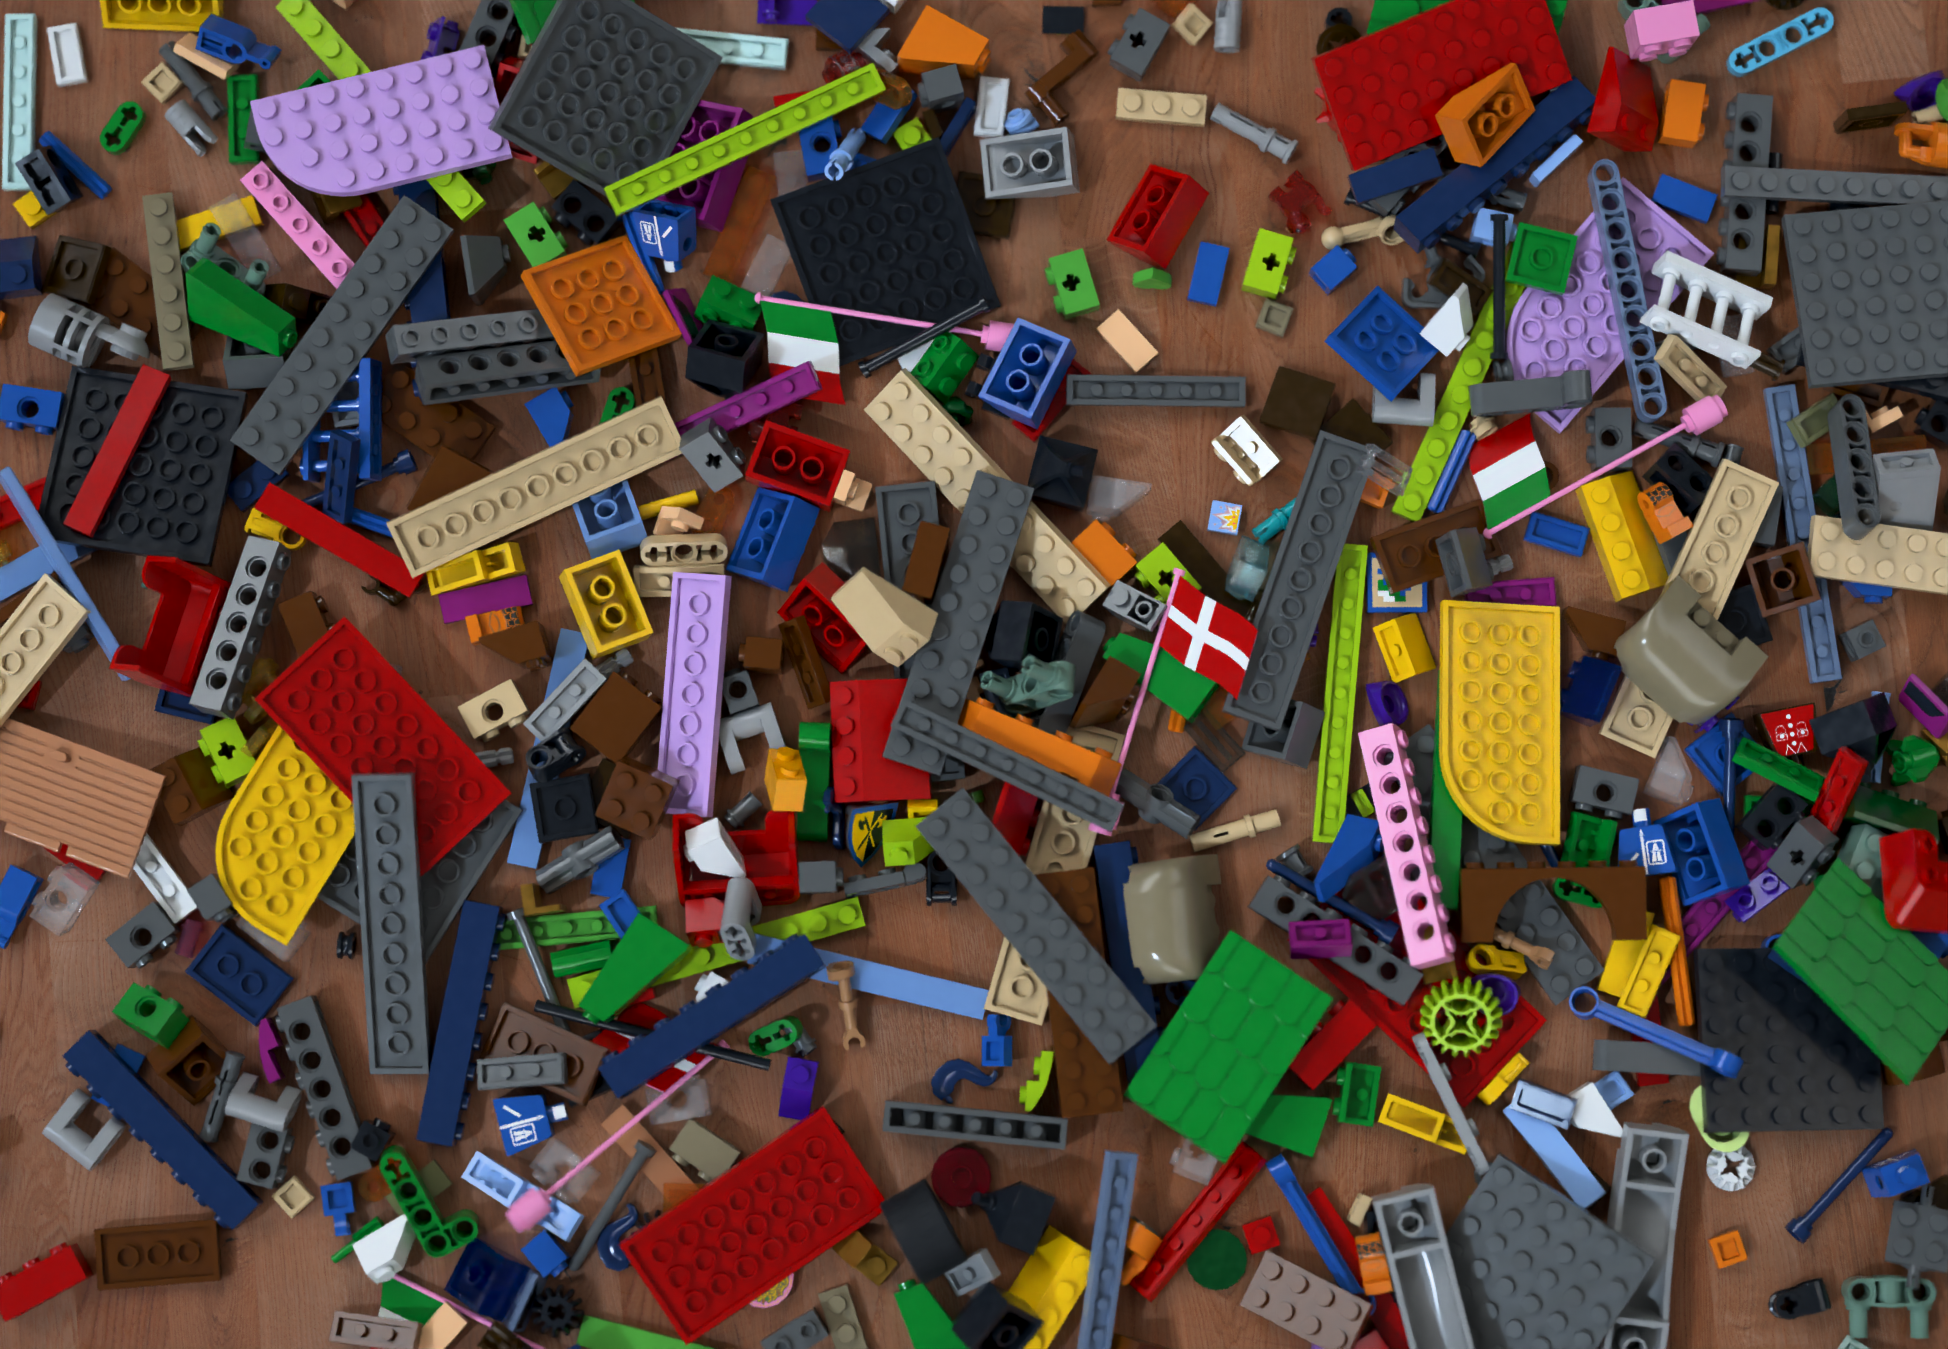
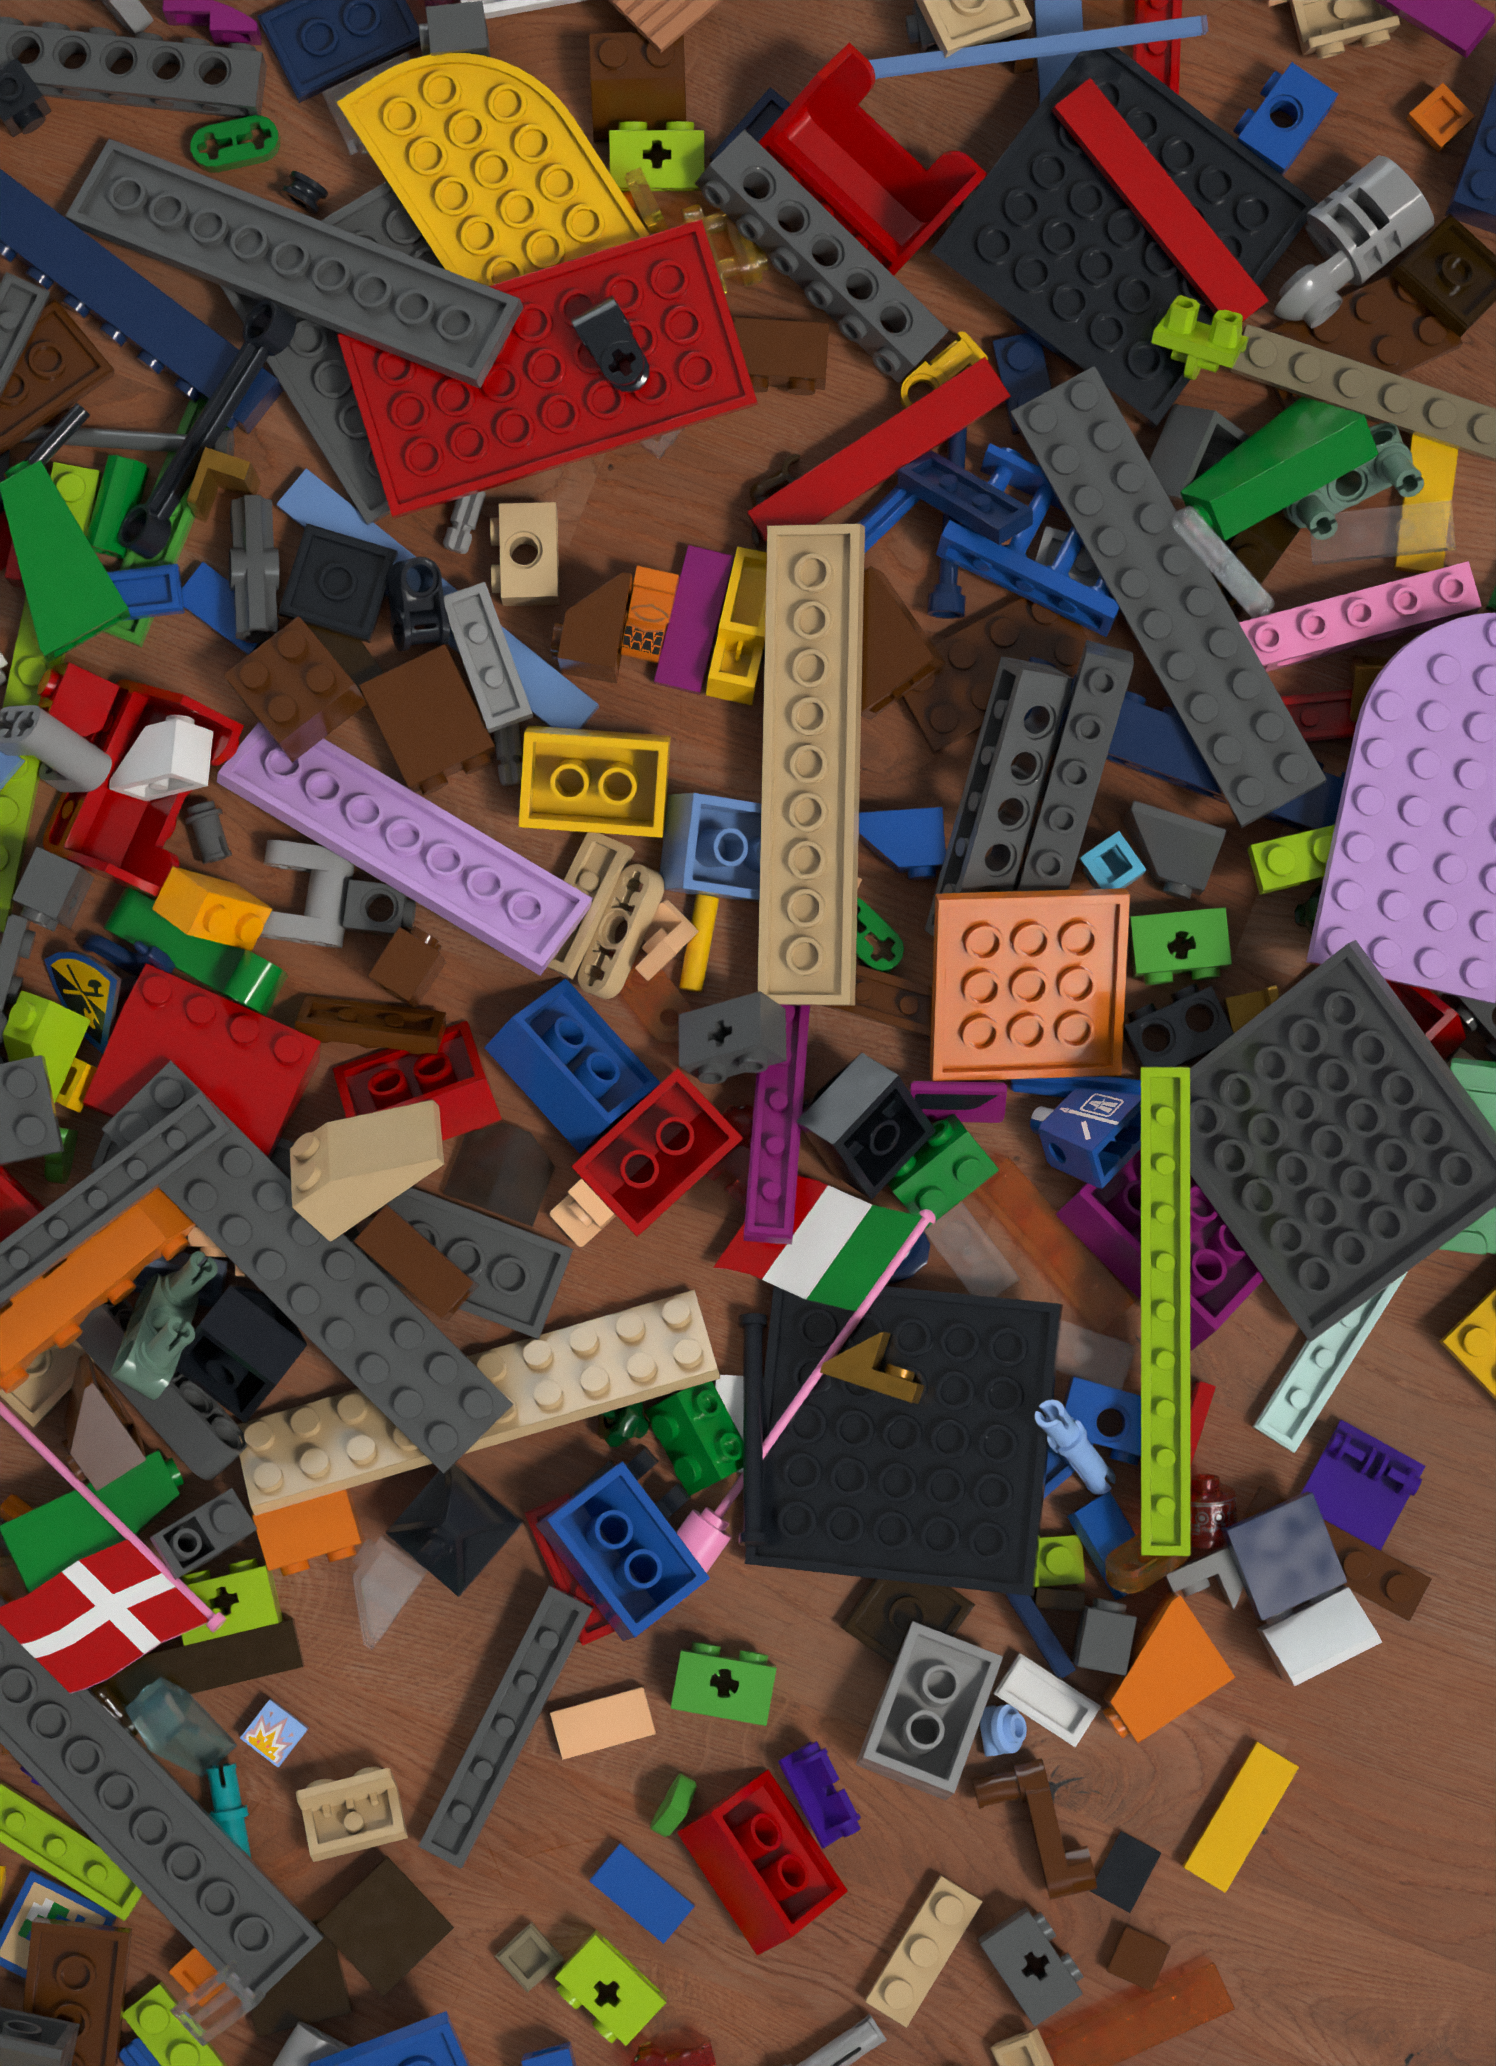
camera: 115 degrees right, 0 degrees up
(187, 388) = (1197, 342): none -> lime hips
(308, 313) = (1222, 562): none -> clear axle
(331, 1005) = (239, 154): none -> green beam
(348, 716) = (609, 340): none -> black piece
(510, 294) = (1112, 864): none -> medium azure brick
(512, 924) = (266, 334): none -> black piece
(861, 291) = (862, 1365): none -> pearl gold slope
(1098, 212) = (812, 1782): none -> dark purple hinge

